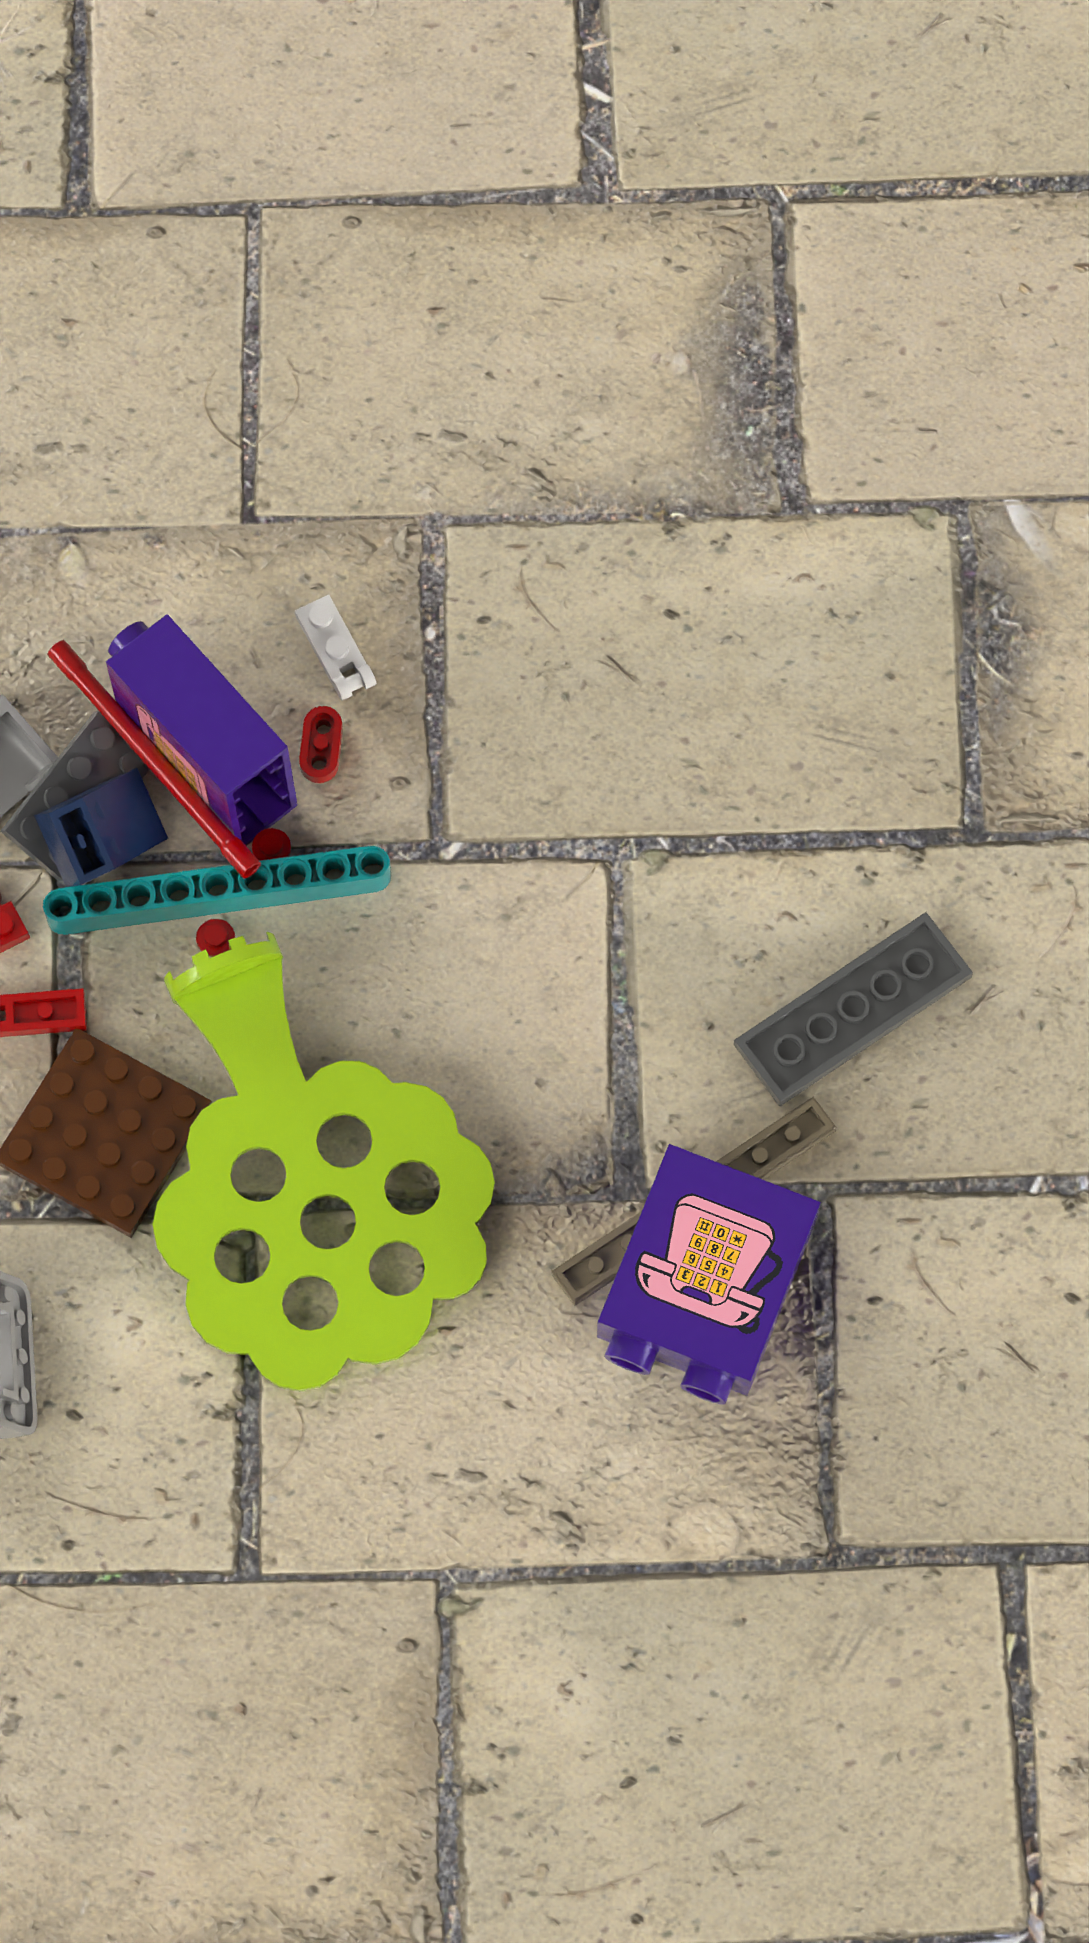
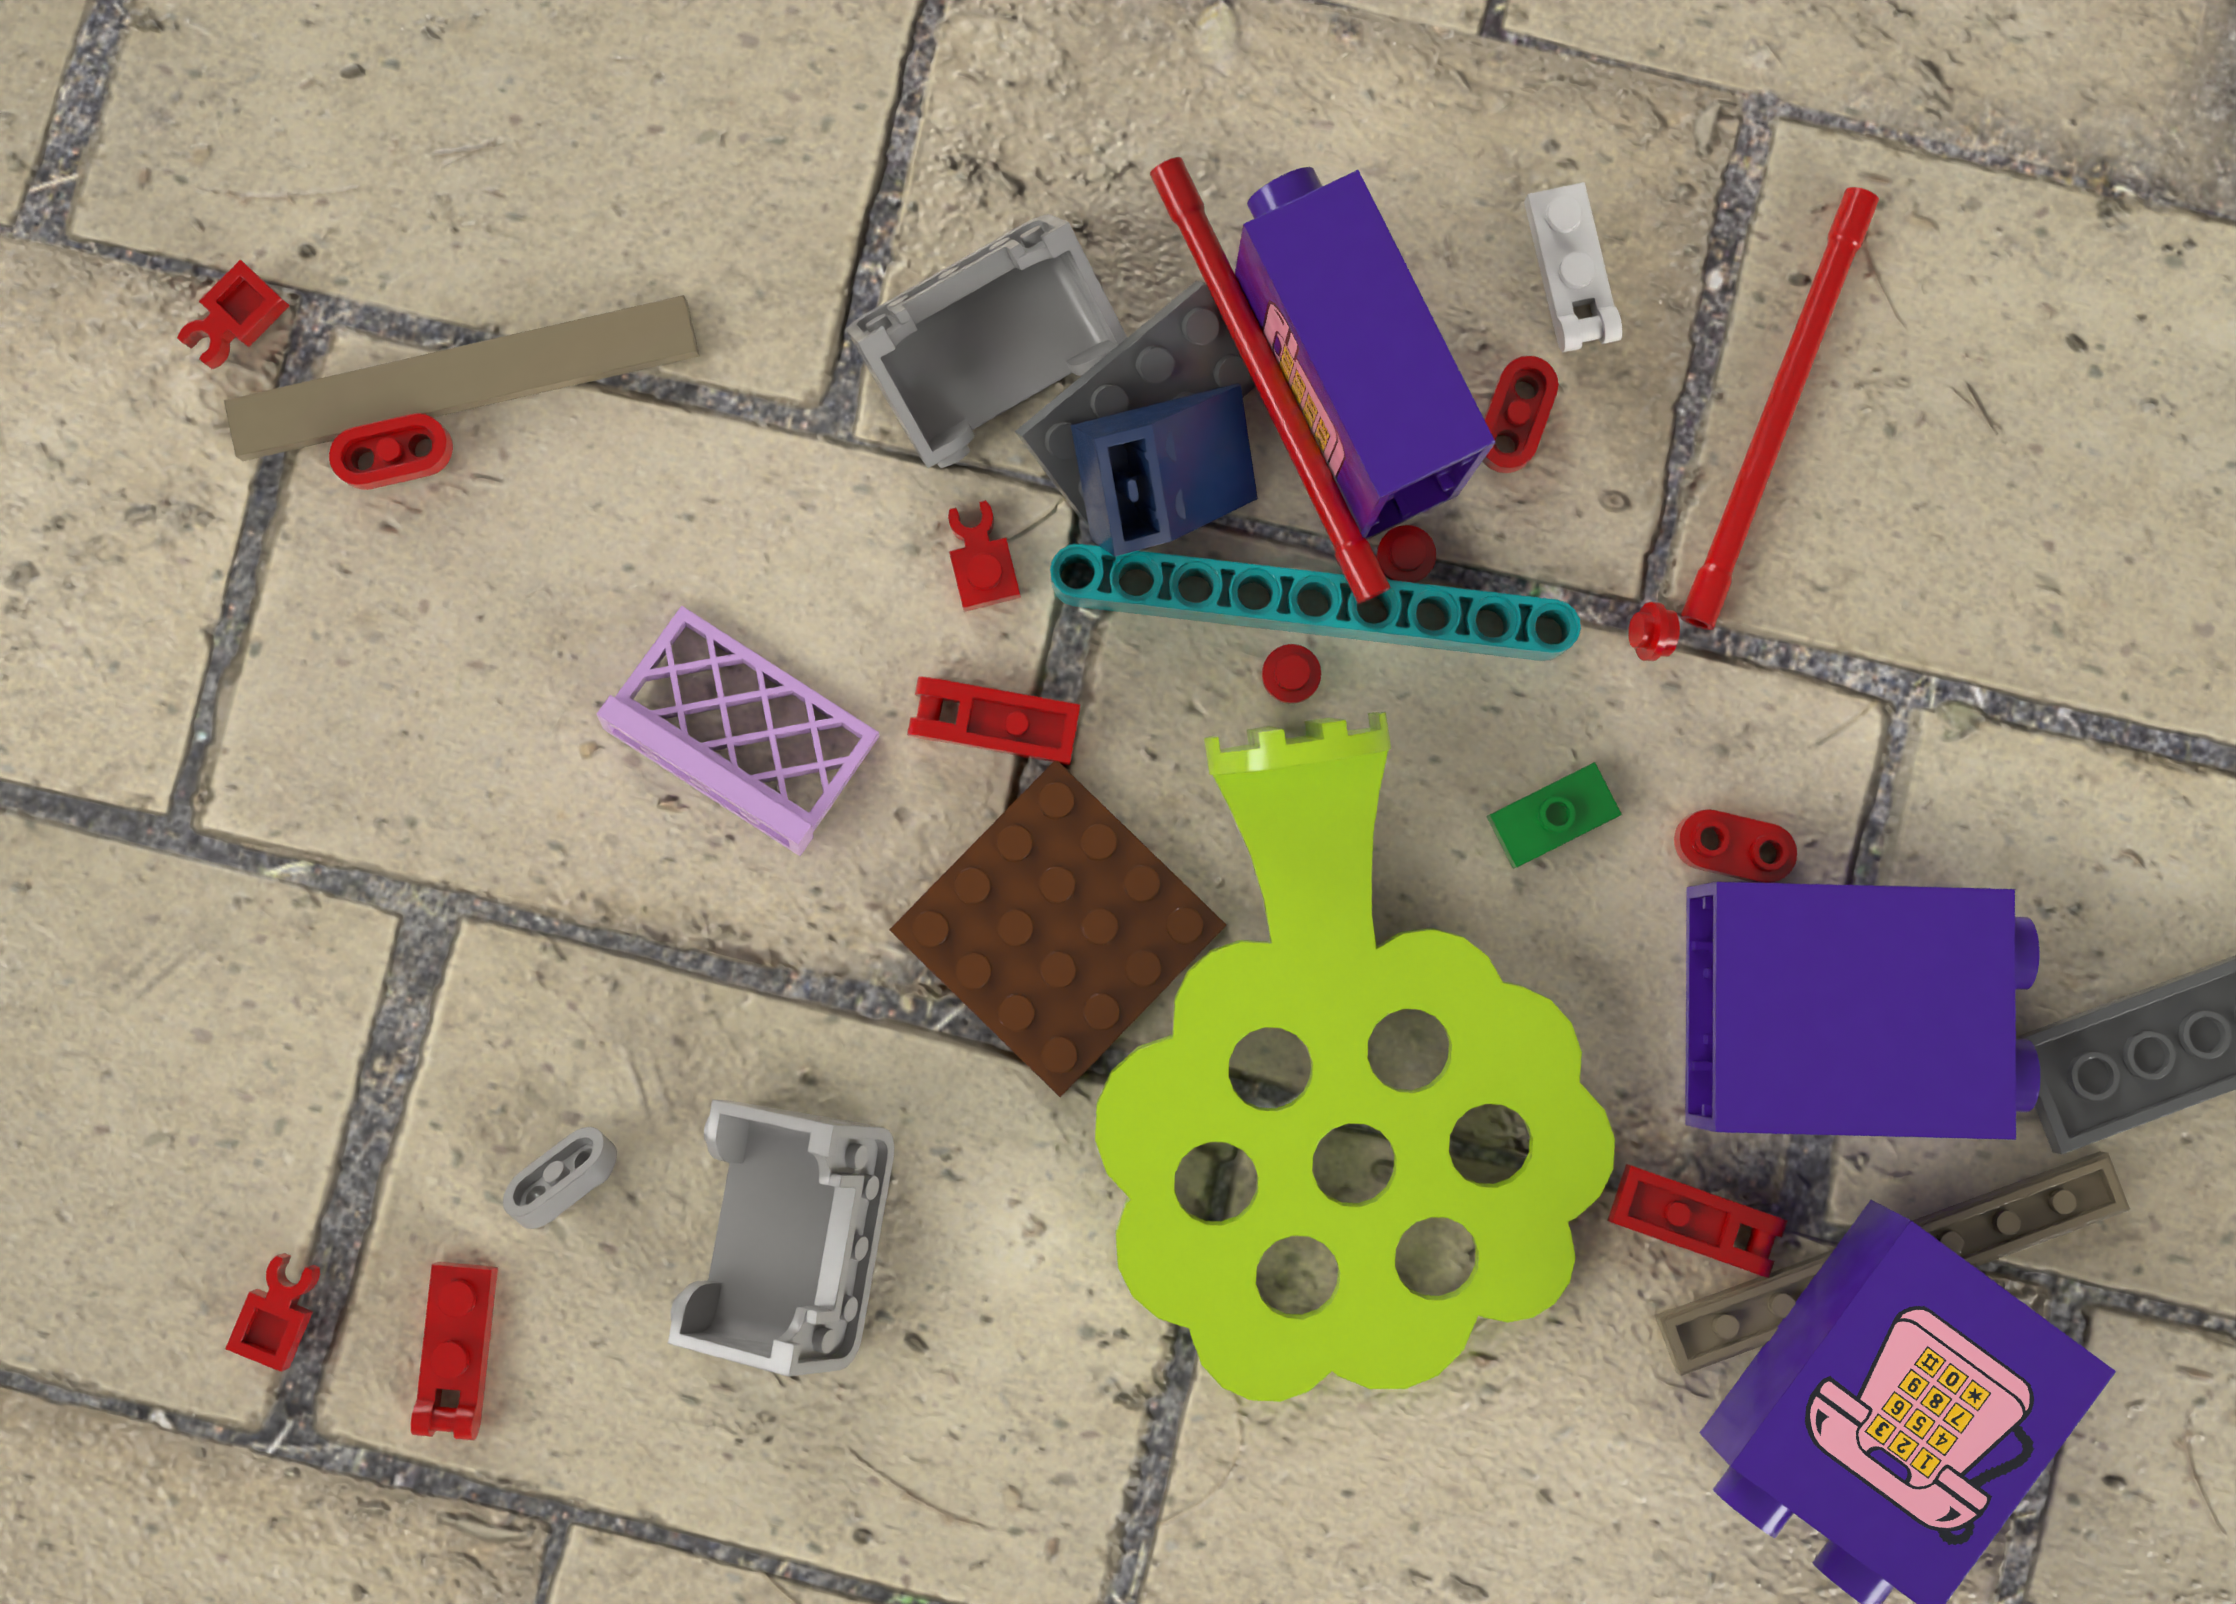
camera: 10 degrees right, 15 degrees up
(406, 982) = (1554, 815): none -> green plate
(441, 853) = (1654, 631): none -> red plate
(473, 812) = (1843, 242): none -> red piece
(528, 973) = (1737, 846): none -> red plate
(559, 1204) = (1694, 1220): none -> red plate
(621, 1043) = (1857, 1010): none -> dark purple brick

